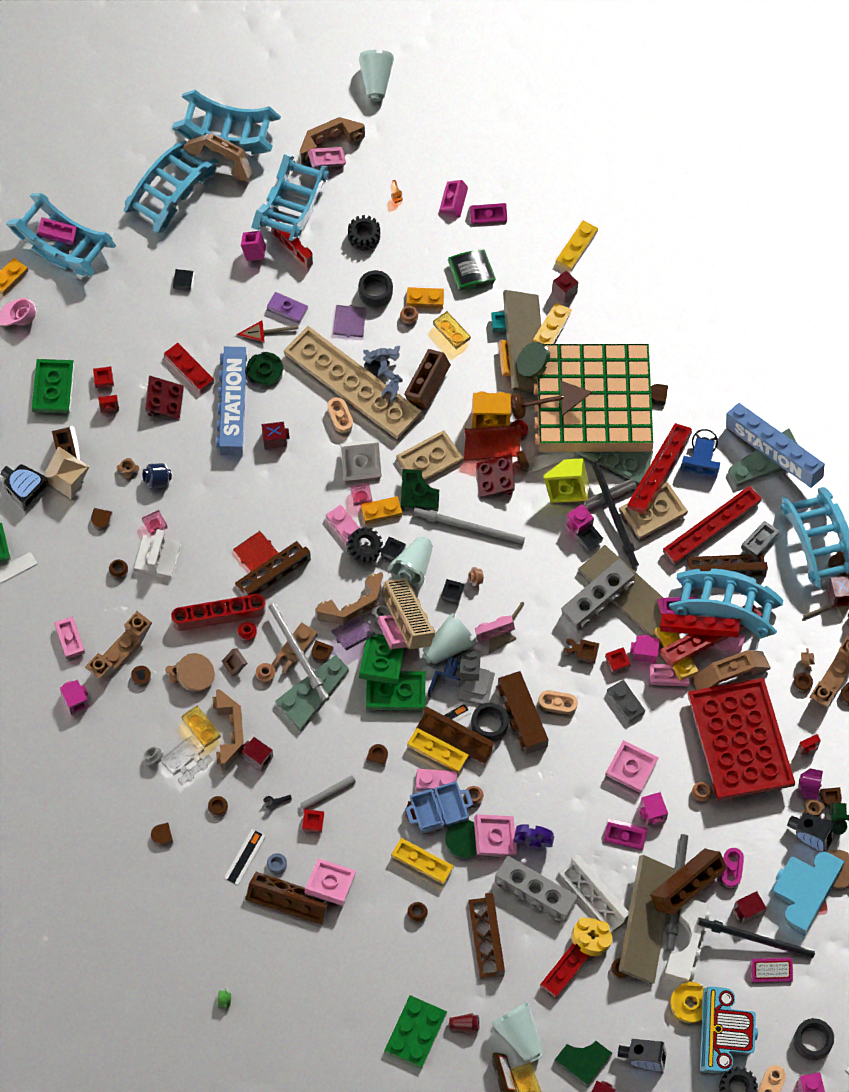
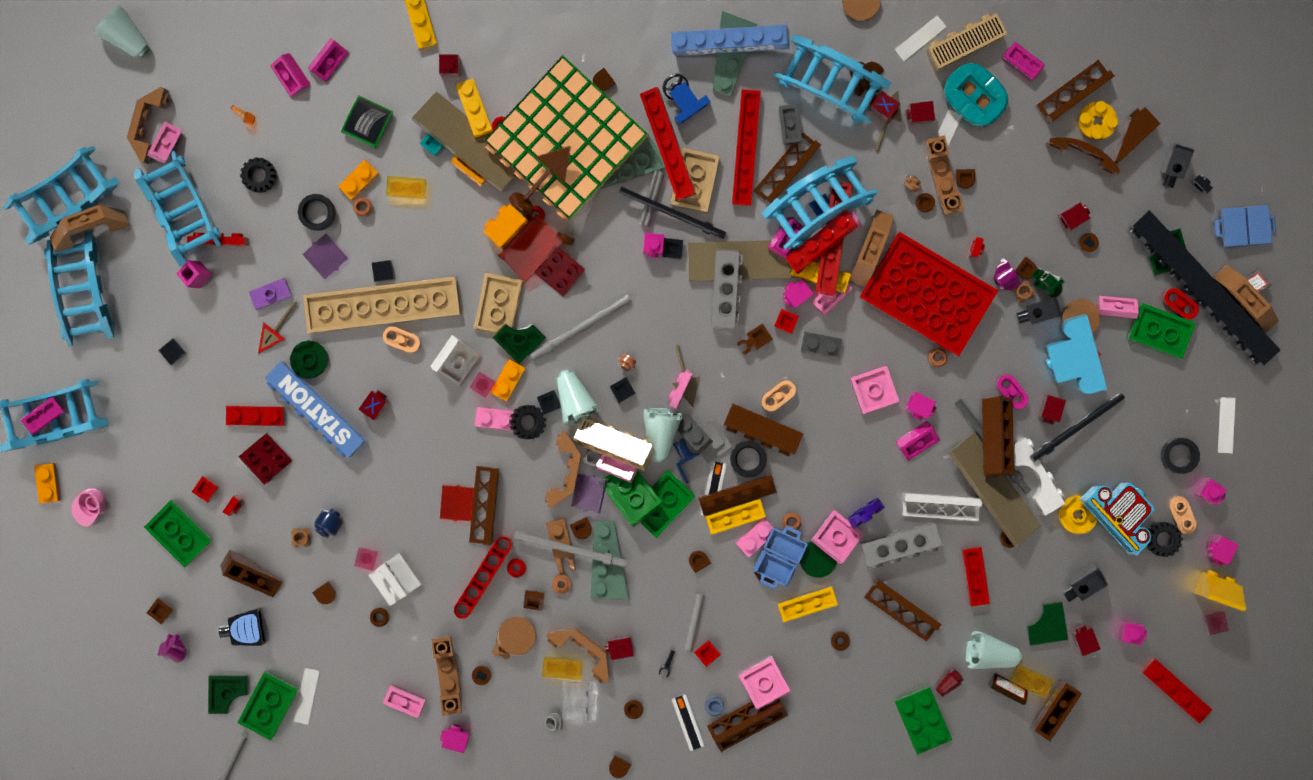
camera: 45 degrees left, 25 degrees up
(66, 472) = (264, 590): tan slope -> none
(382, 355) = (382, 263): sand blue piece -> none
(427, 379) = (433, 247): reddish brown brick -> none
(533, 360) = (495, 157): dark green tile -> none
(567, 481) = (617, 224): neon yellow slope -> none
(594, 927) = (970, 549): yellow plate -> none
(771, 970) = (1107, 435): slope -> none

